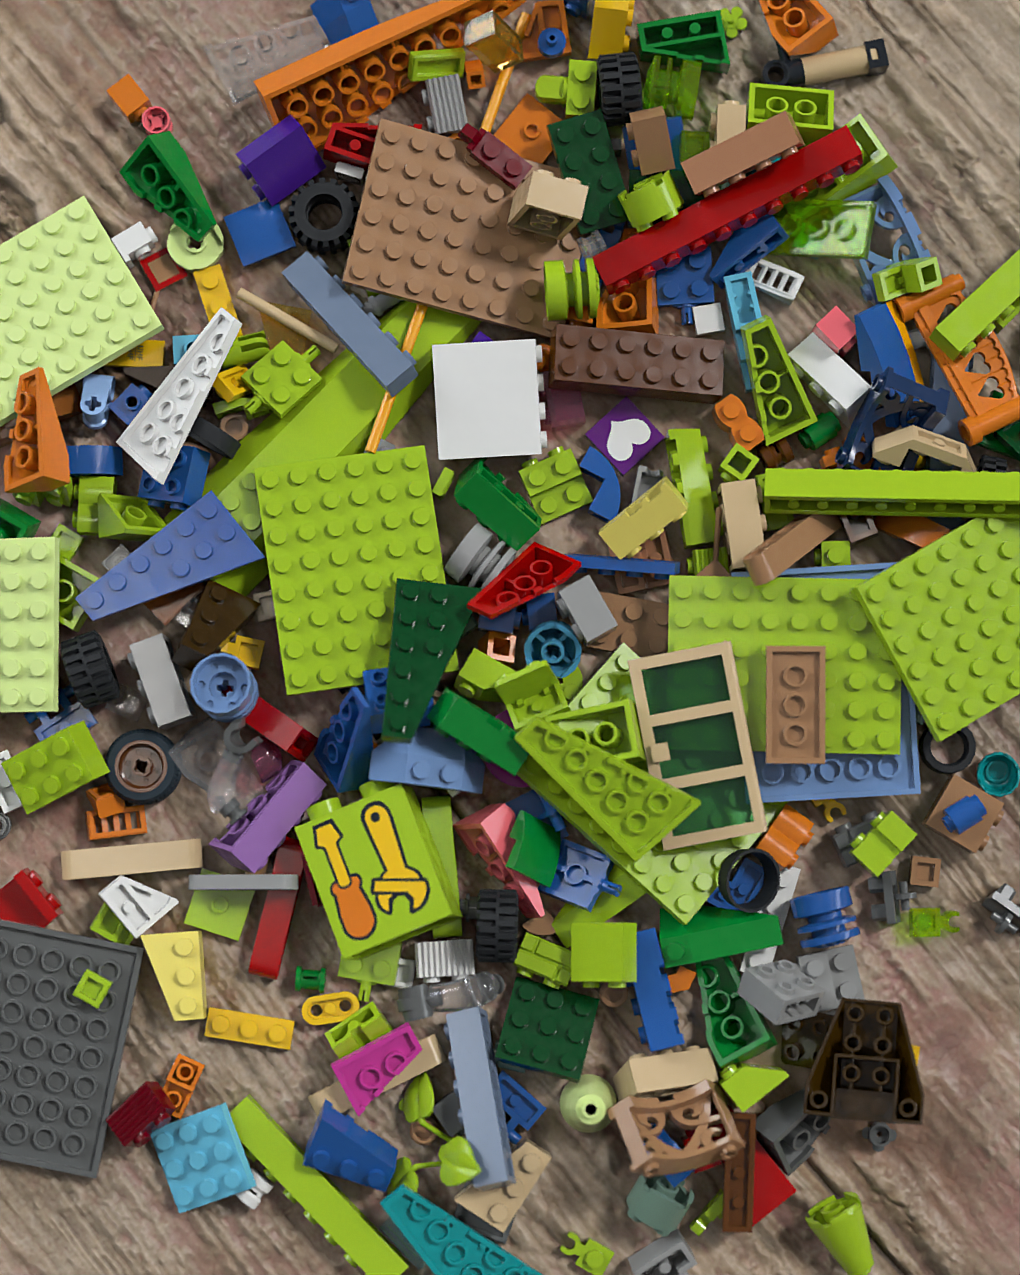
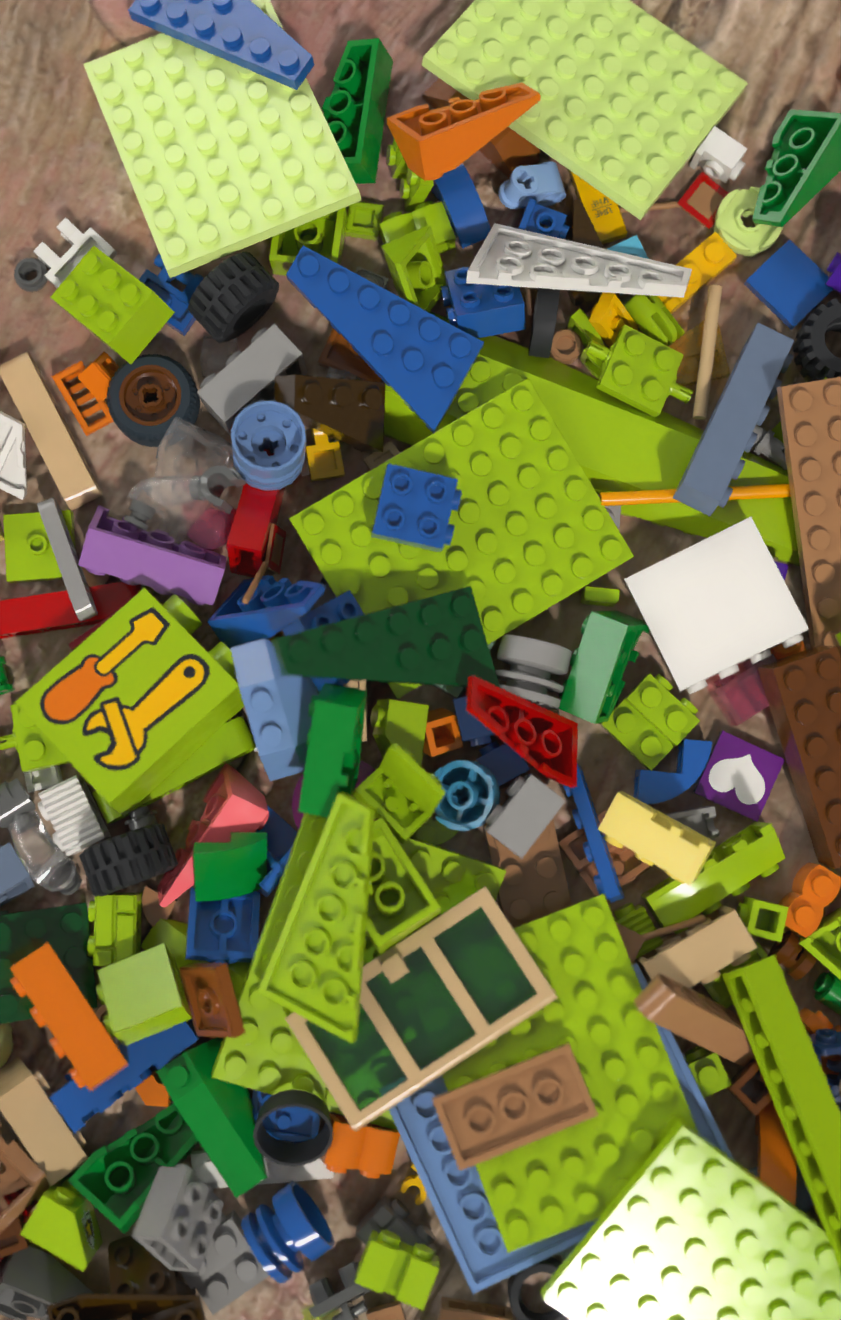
camera: 70 degrees right, 0 degrees up
(312, 725) = (273, 559): none -> medium nougat piece
(321, 595) = (416, 508): none -> blue brick
(597, 1013) = (69, 1018): none -> orange brick
(628, 901) = (212, 1000): none -> dark orange tile

